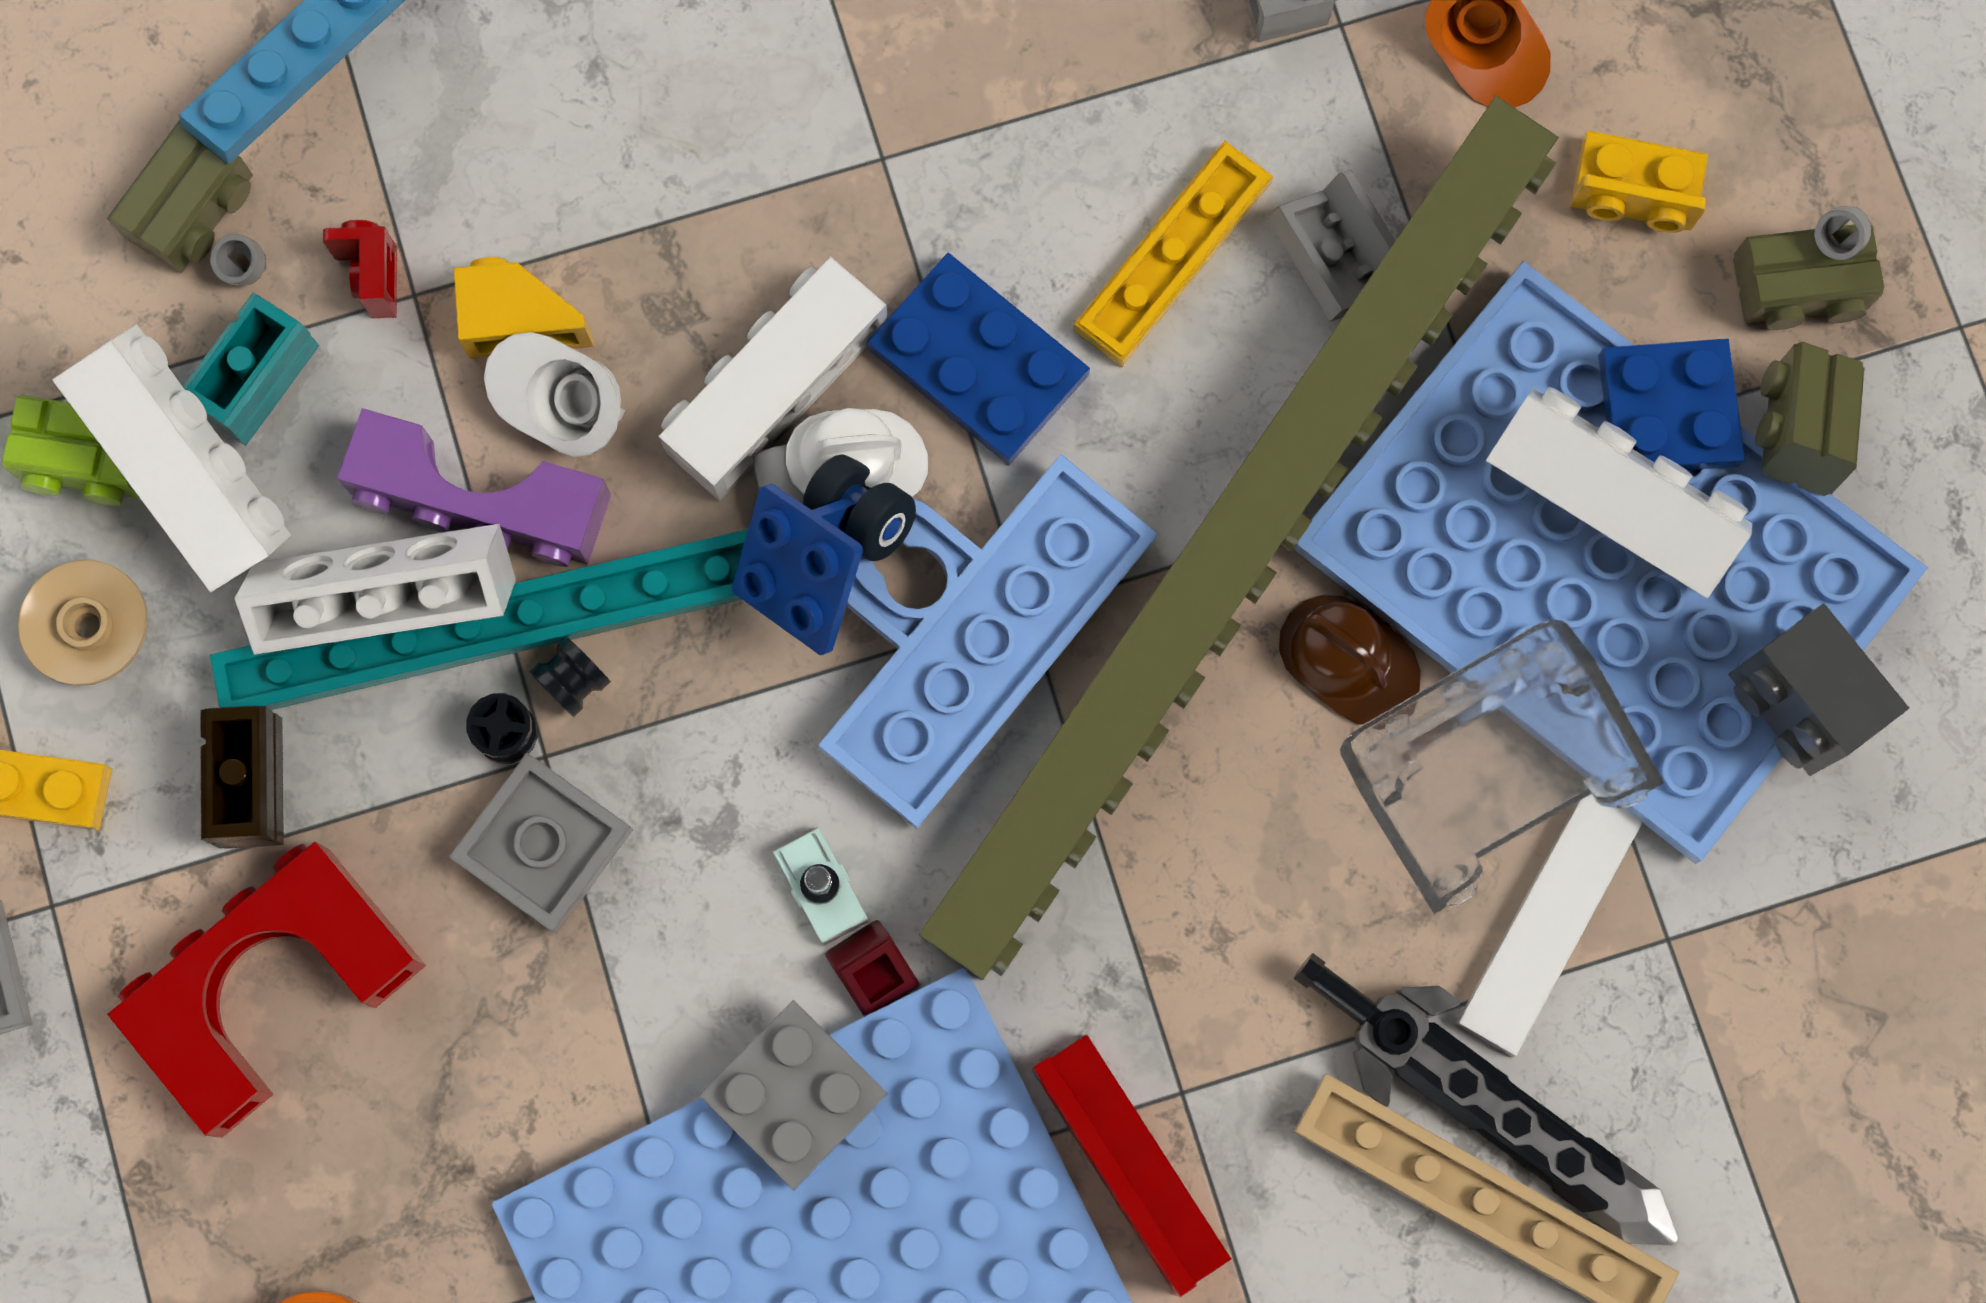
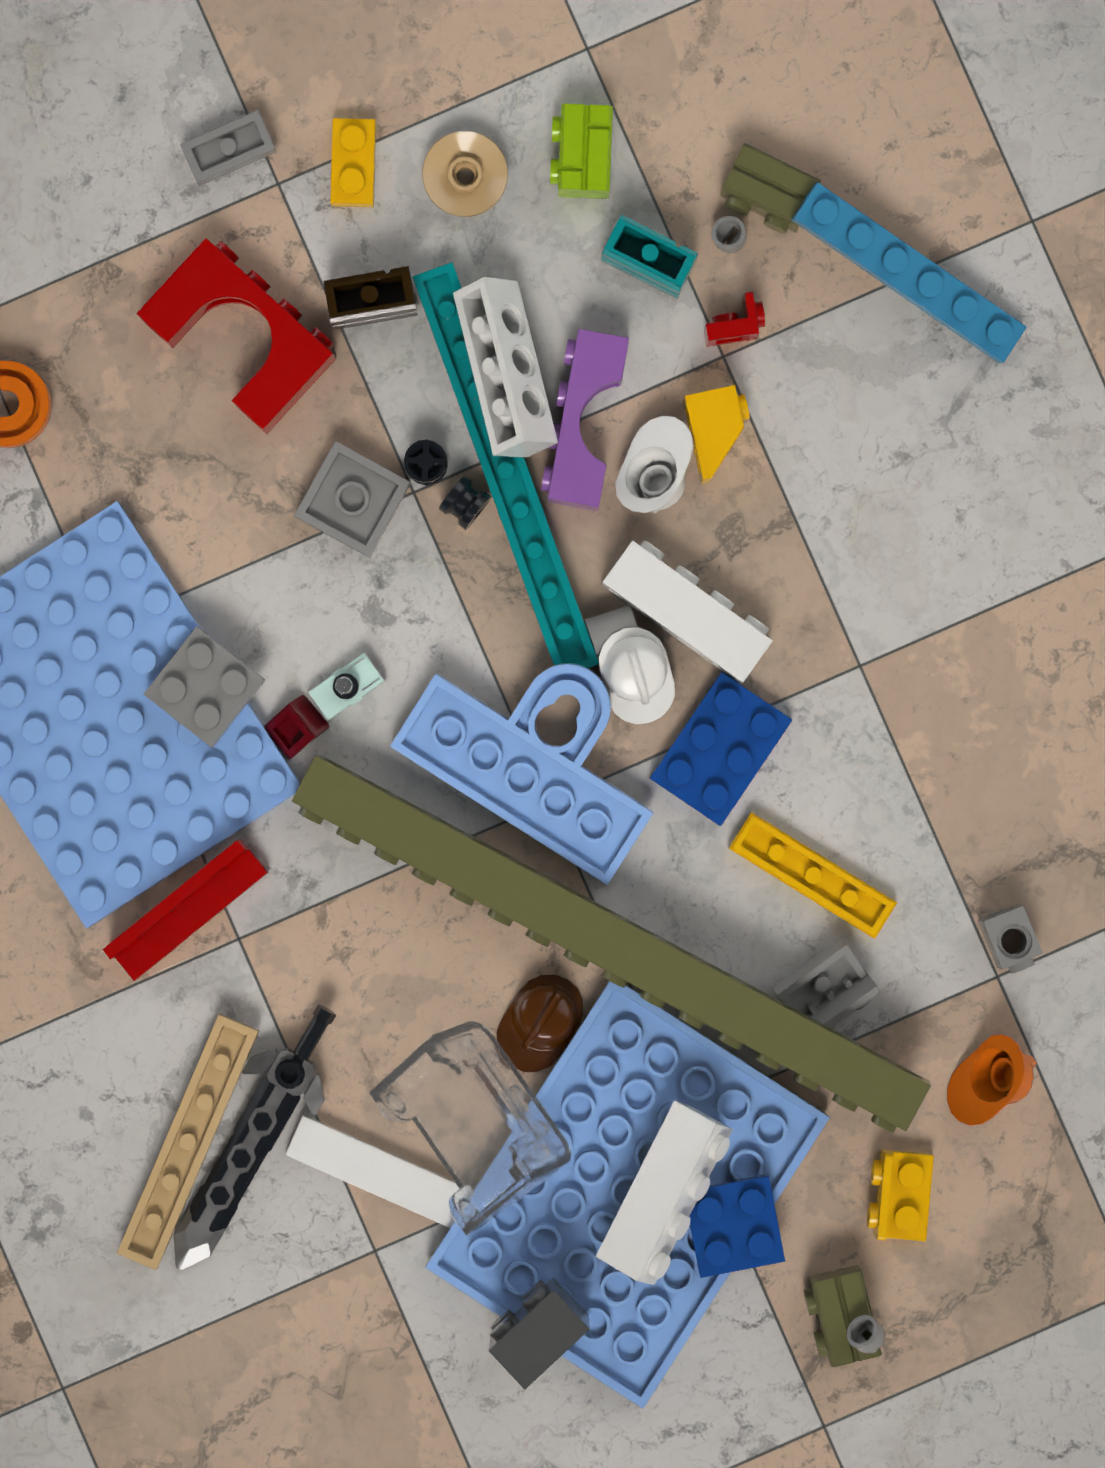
camera: 85 degrees right, 10 degrees up
(173, 457) = (575, 220): white brick -> none
(806, 555) = (551, 646): blue plate -> none
(1811, 418) = (736, 1322): olive brick -> none

